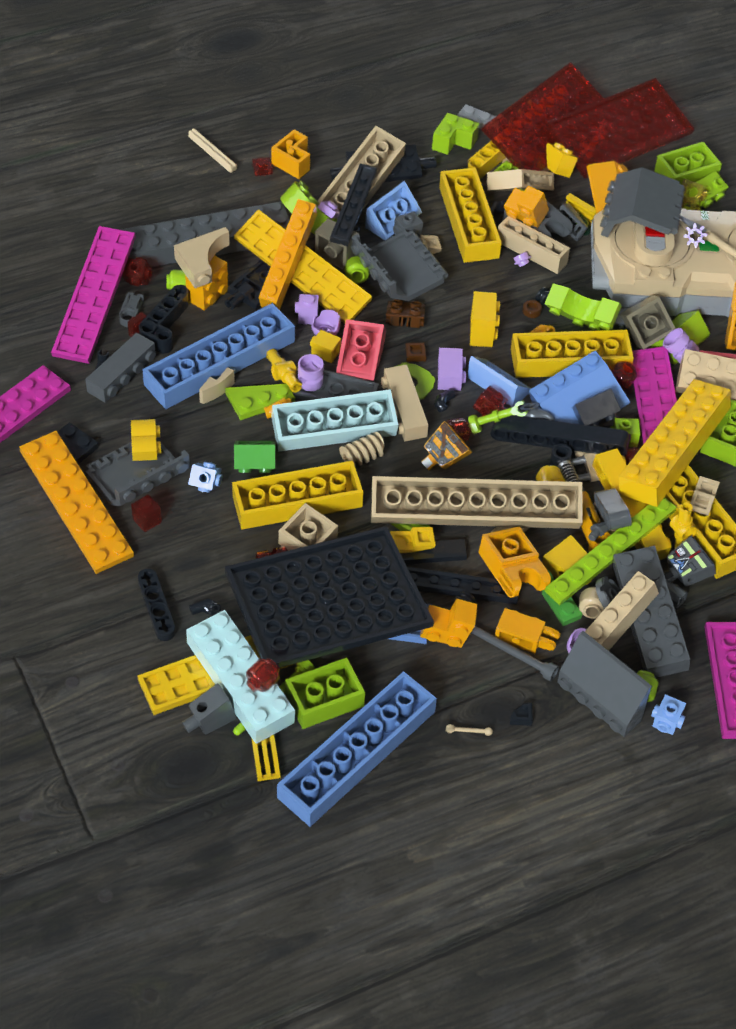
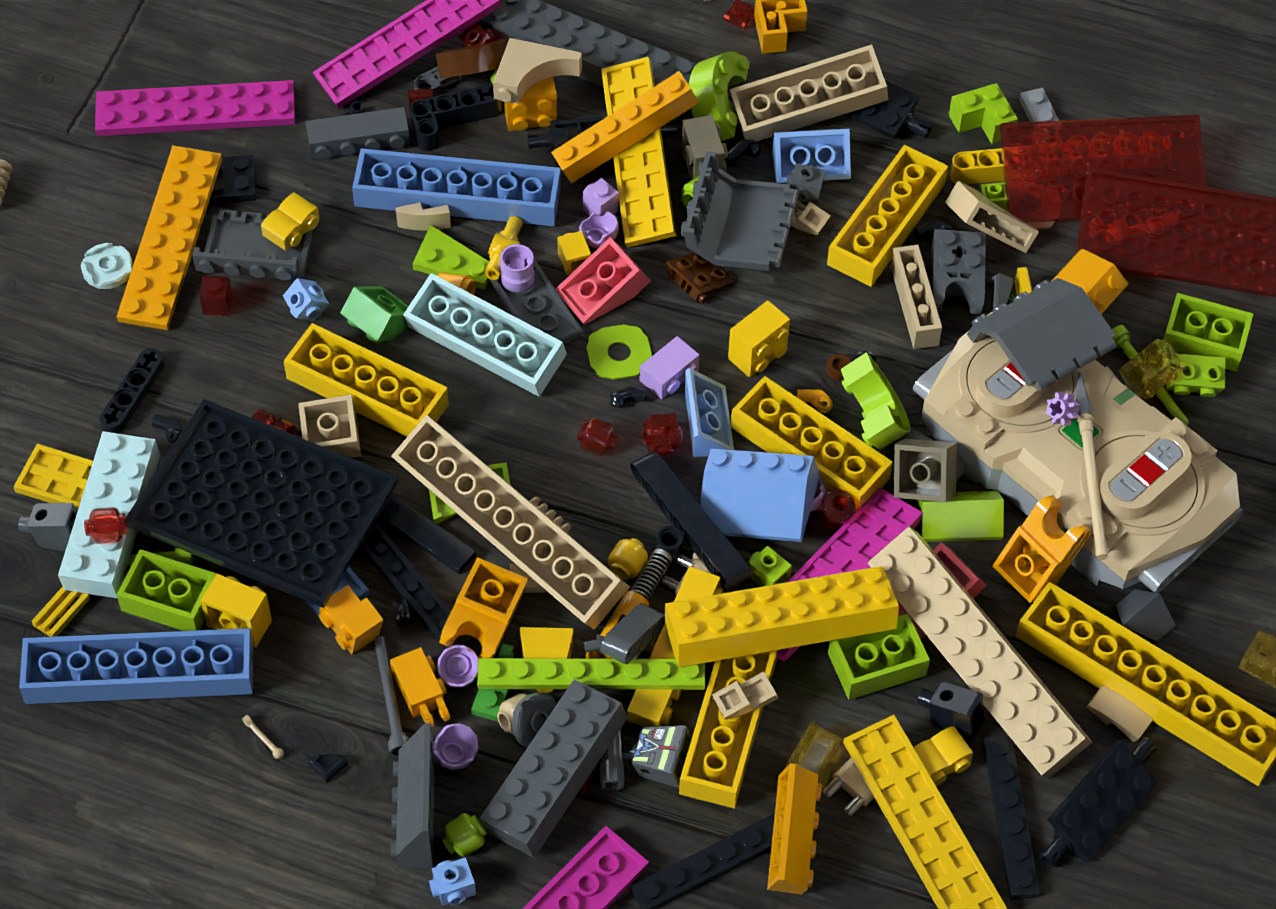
camera: 45 degrees right, 5 degrees up
(51, 547) = (106, 266): none -> light aqua tile
(150, 278) = (471, 59): none -> reddish brown arch
(329, 209) = (728, 106): lavender plate -> none
(353, 205) = (752, 117): black tile -> none
(363, 449) = (480, 387): tan piece -> none
(378, 667) = (236, 606): none -> yellow brick
(408, 409) = (580, 369): tan brick -> none
(415, 352) = (661, 325): reddish brown tile -> none
(415, 540) = (417, 511): yellow slope -> none
(445, 448) = (559, 443): torso -> none
(476, 422) = (625, 444): lime piece -> none
(522, 259) = (890, 305): lavender plate -> none
(527, 205) = (938, 249): light orange brick -> none
(534, 602) = (458, 666): none -> lavender hair
(535, 411) = (691, 476): dark grey piece -> none
(560, 159) = (1061, 221): yellow slope -> none
(597, 408) = (751, 520): black brick -> none
(623, 610) = (503, 741): tan brick -> none
(677, 342) = (931, 519): lavender wheel -> none
(683, 524) = (686, 706): yellow pin -> none

